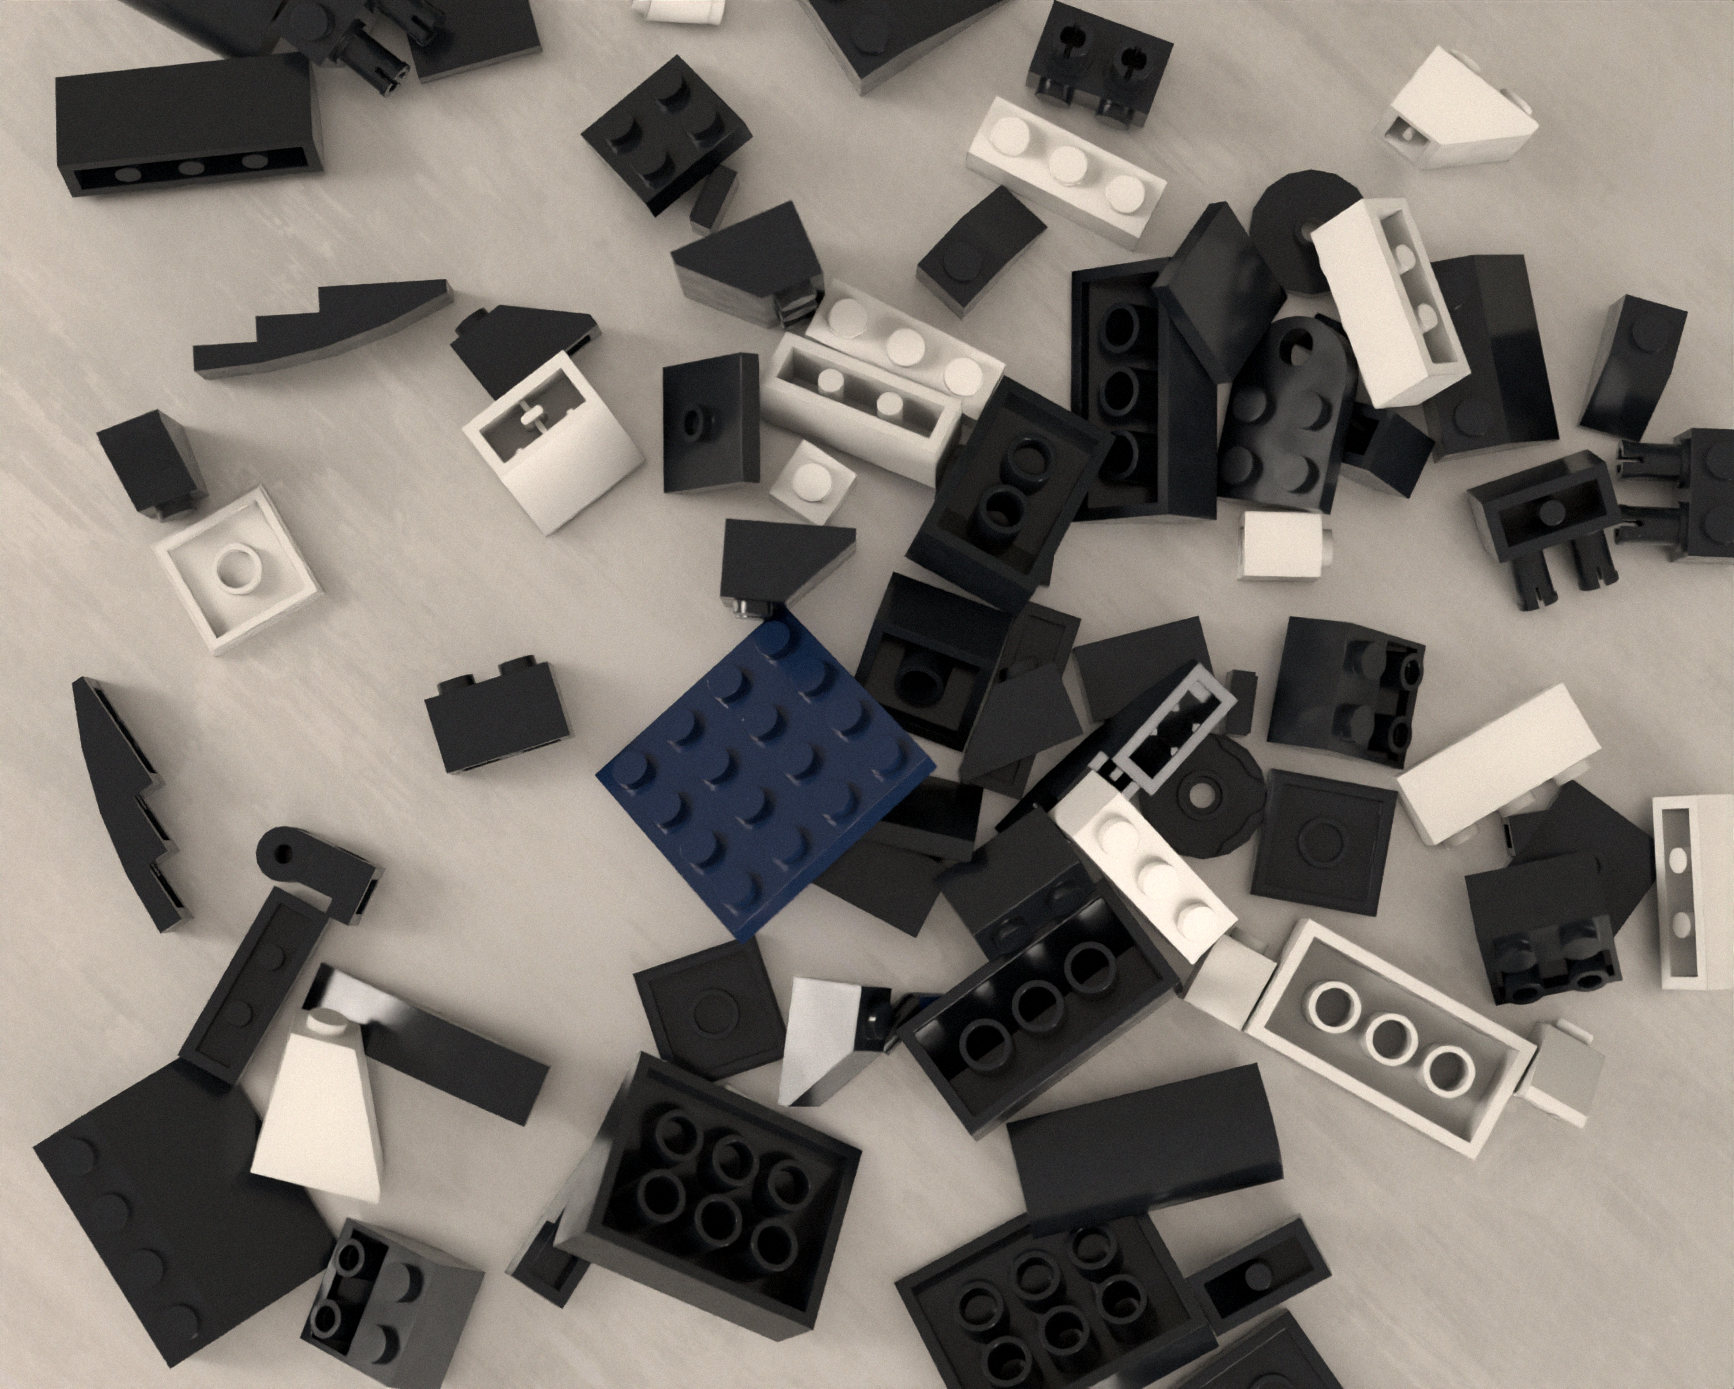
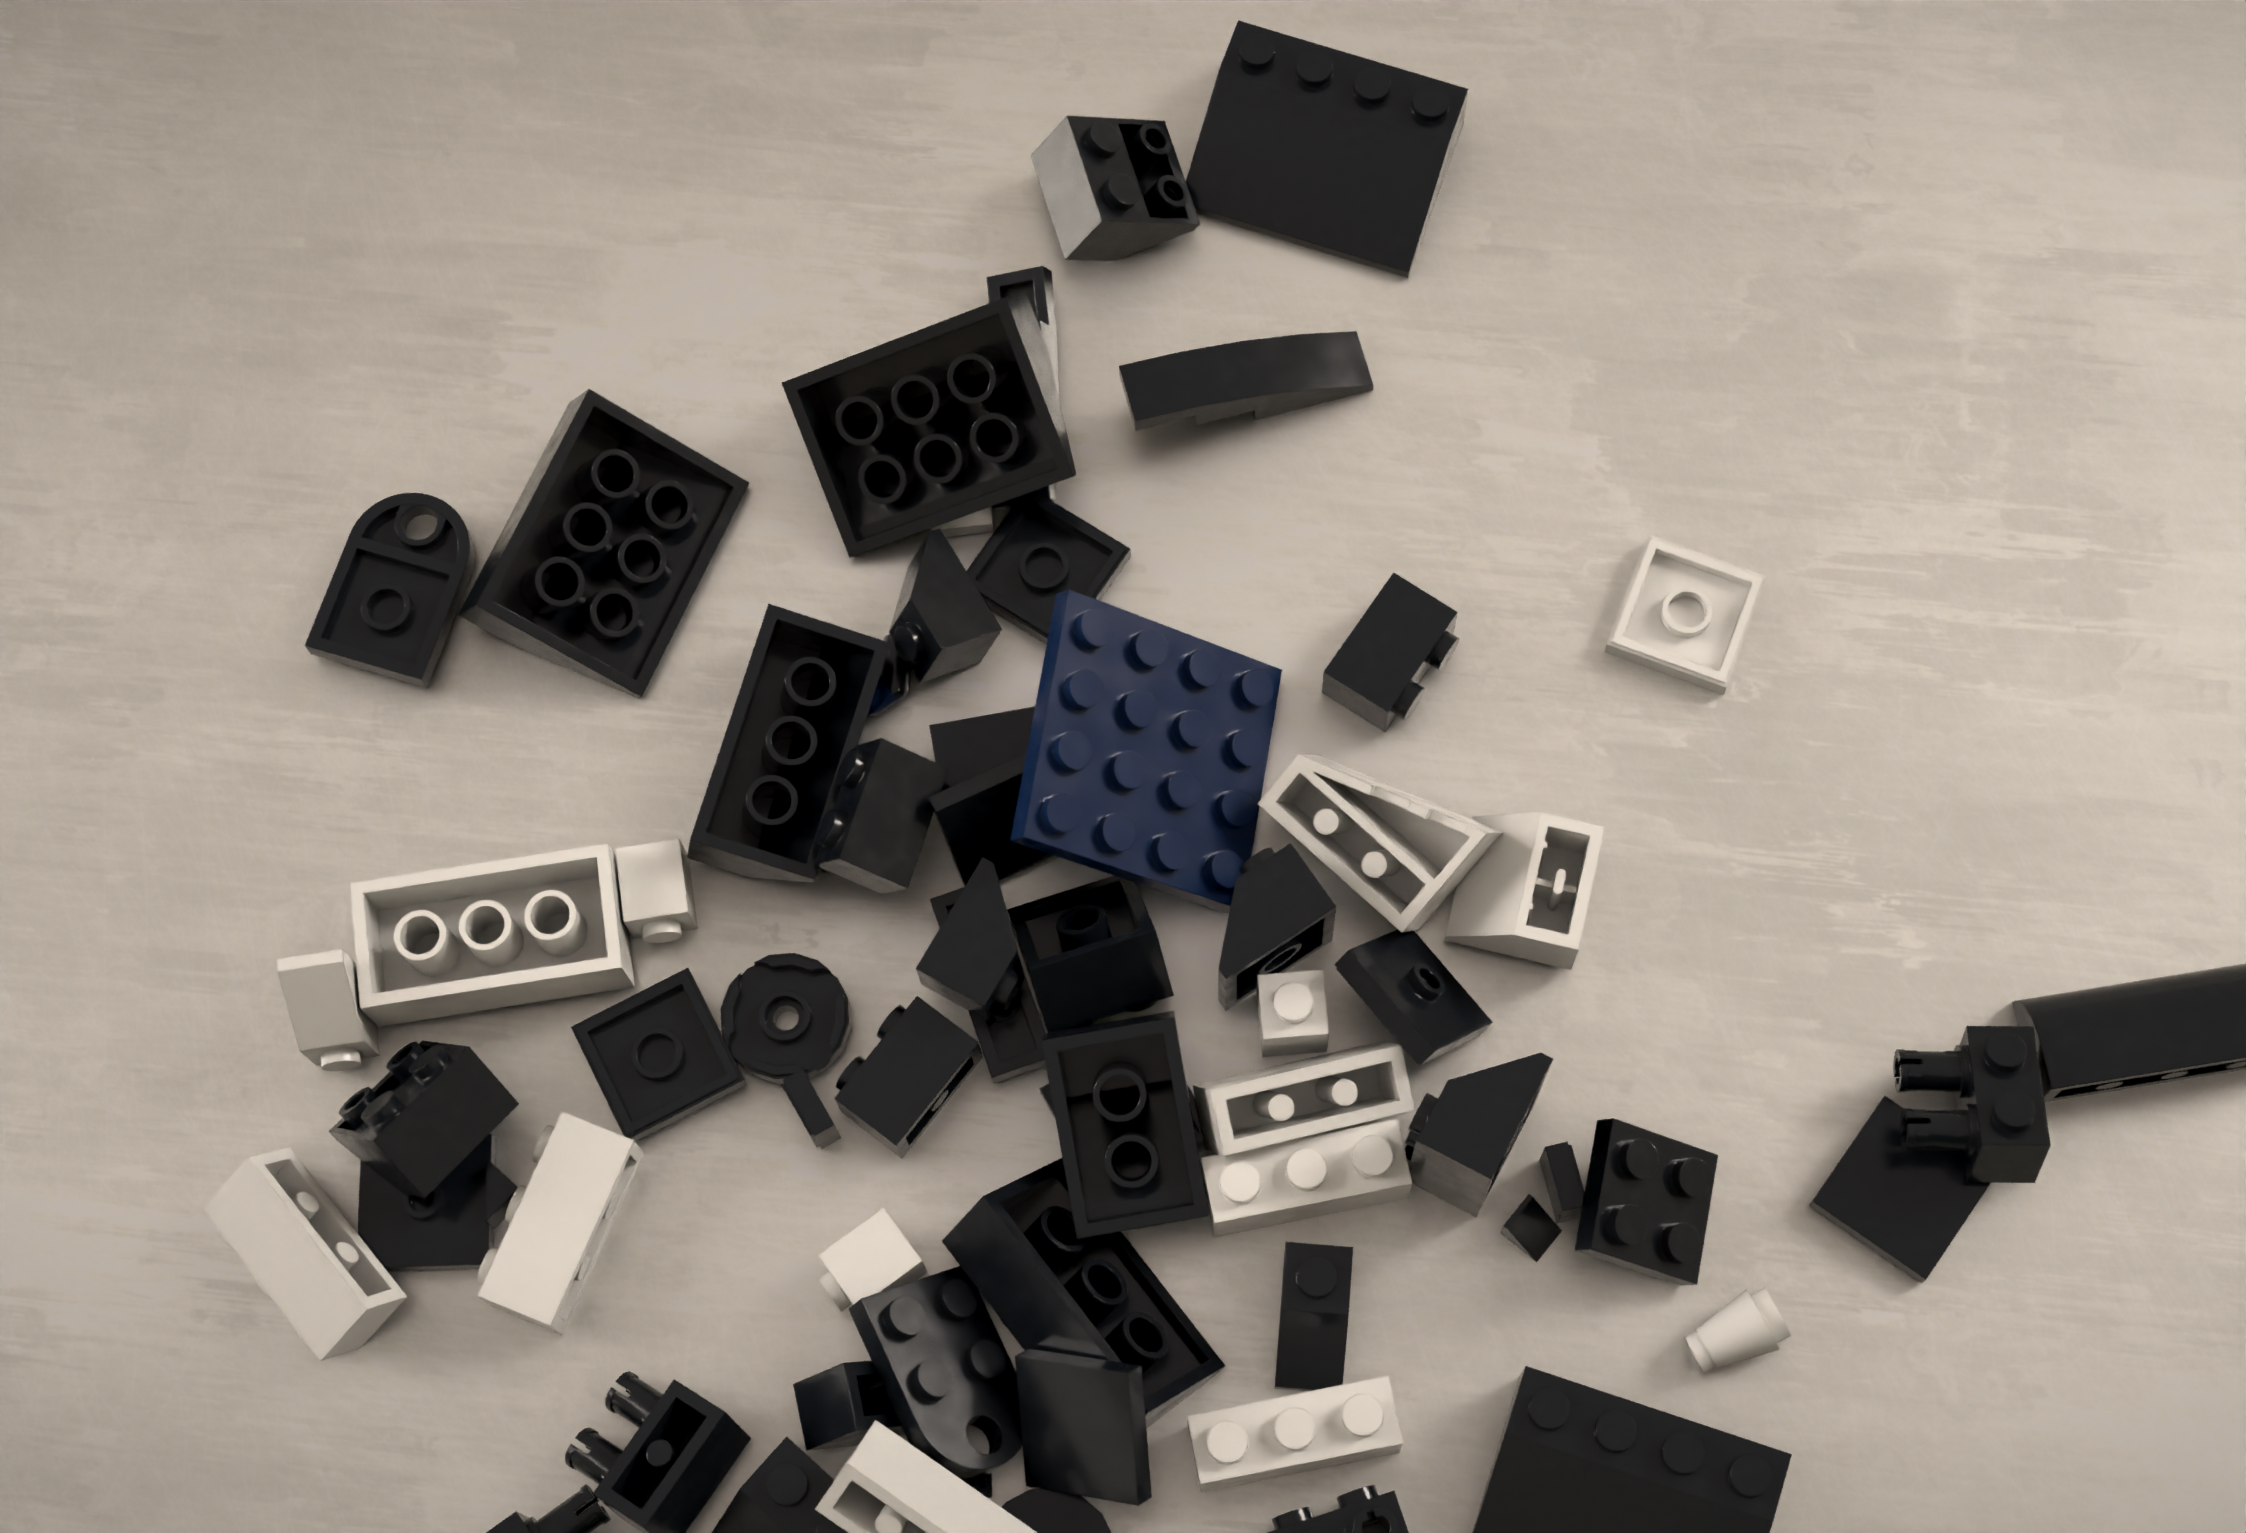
camera: 150 degrees right, 15 degrees down
(121, 782) = (1636, 392): black slope -> none
(155, 465) = (1813, 629): black slope -> none
(188, 124) = (2030, 912): black brick -> none
(255, 986) = (1406, 327): black plate -> none
(305, 858) = (1430, 445): black leg -> none
(322, 1111) = (1276, 270): white slope -> none
(345, 320) = (1775, 854): black slope -> none
(516, 341) = (1619, 941): black slope -> none
(637, 568) = (1378, 838): none -> white wedge
(762, 191) = (1531, 1228): none -> black piece
(1138, 743) = (870, 991): black slope -> none
(1142, 866) = (790, 909): white brick -> none
(1145, 1150) = (624, 709): black brick -> none
(1259, 1274) = (462, 685): black slope -> none
(1346, 692) = (727, 1187): black slope -> none

